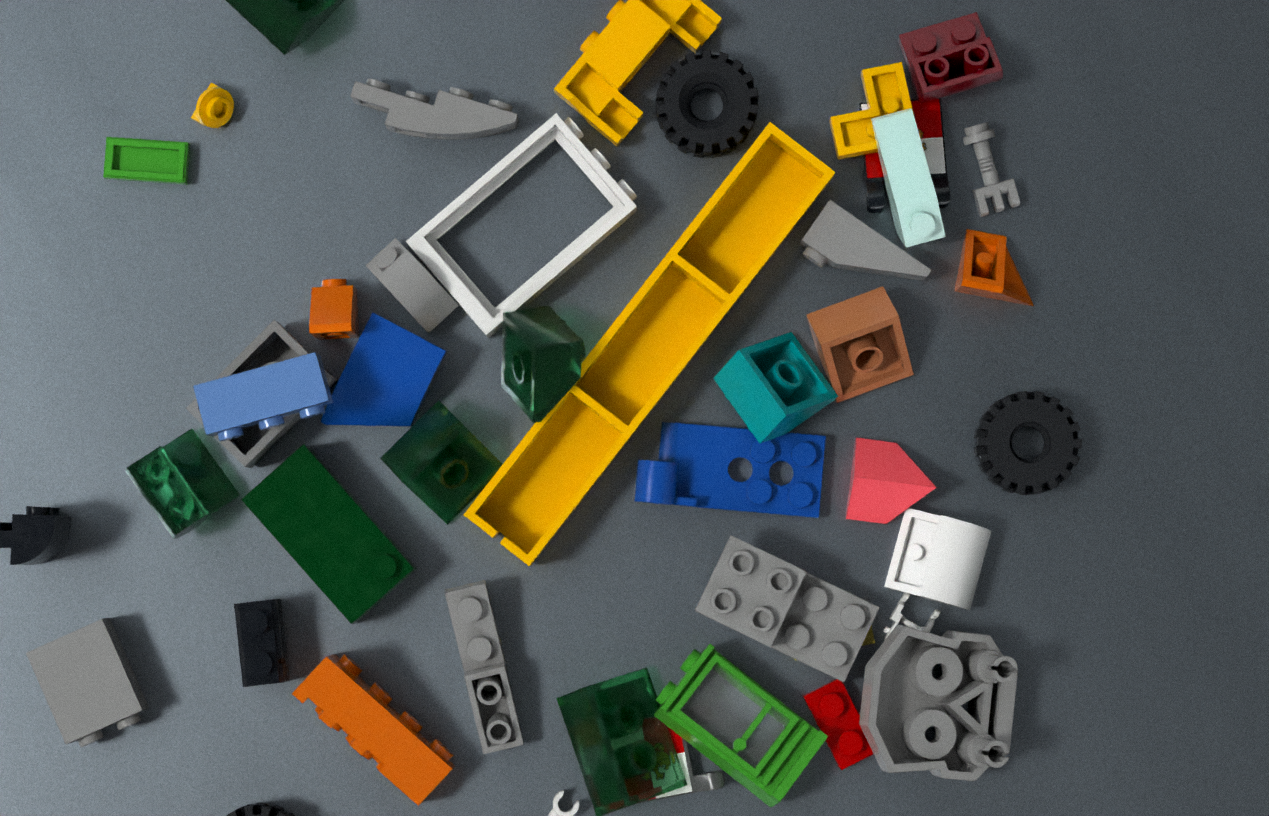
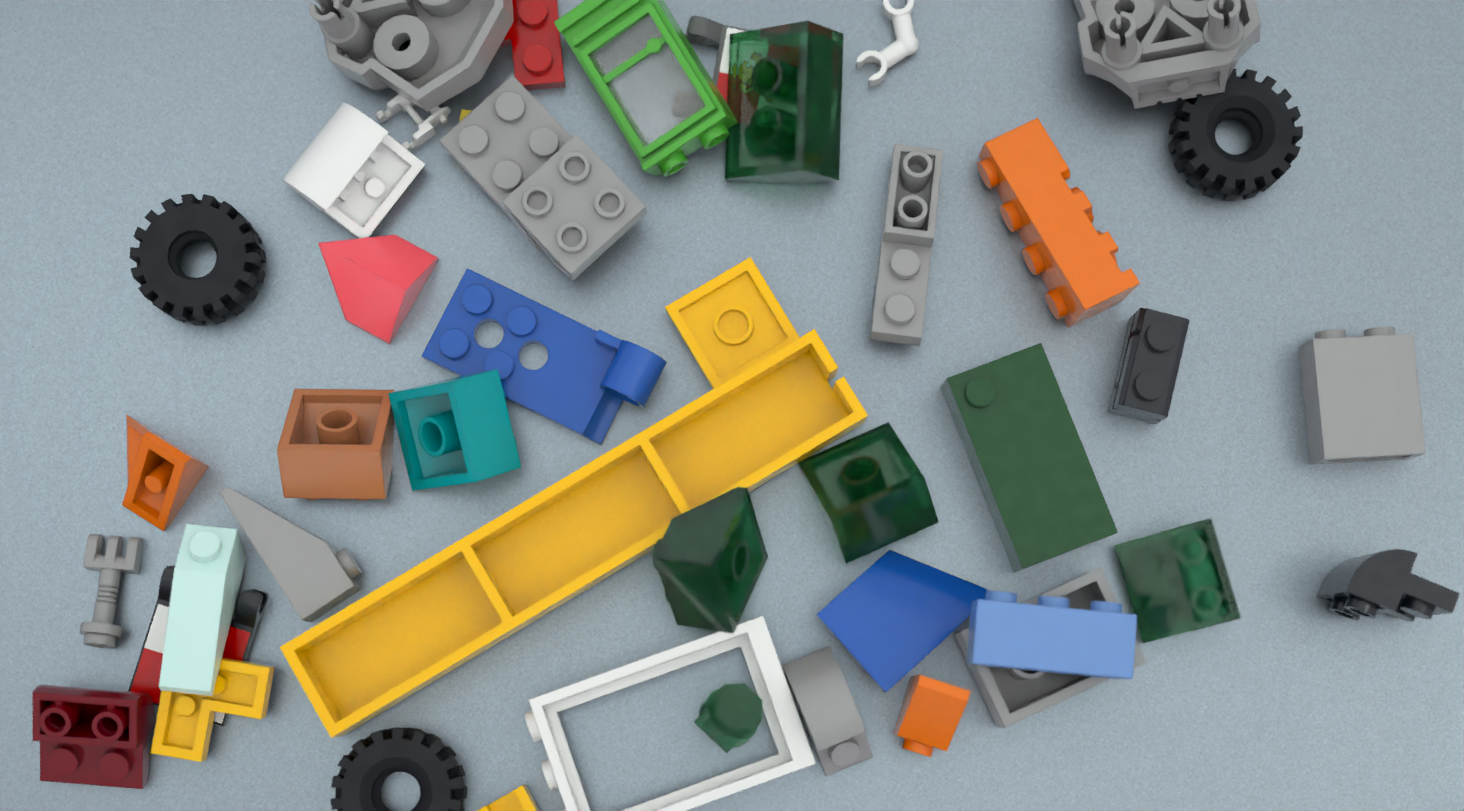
camera: 160 degrees left, 5 degrees down
(481, 250) = (730, 715): none -> clear green piece
(595, 552) = (731, 322): none -> yellow plate

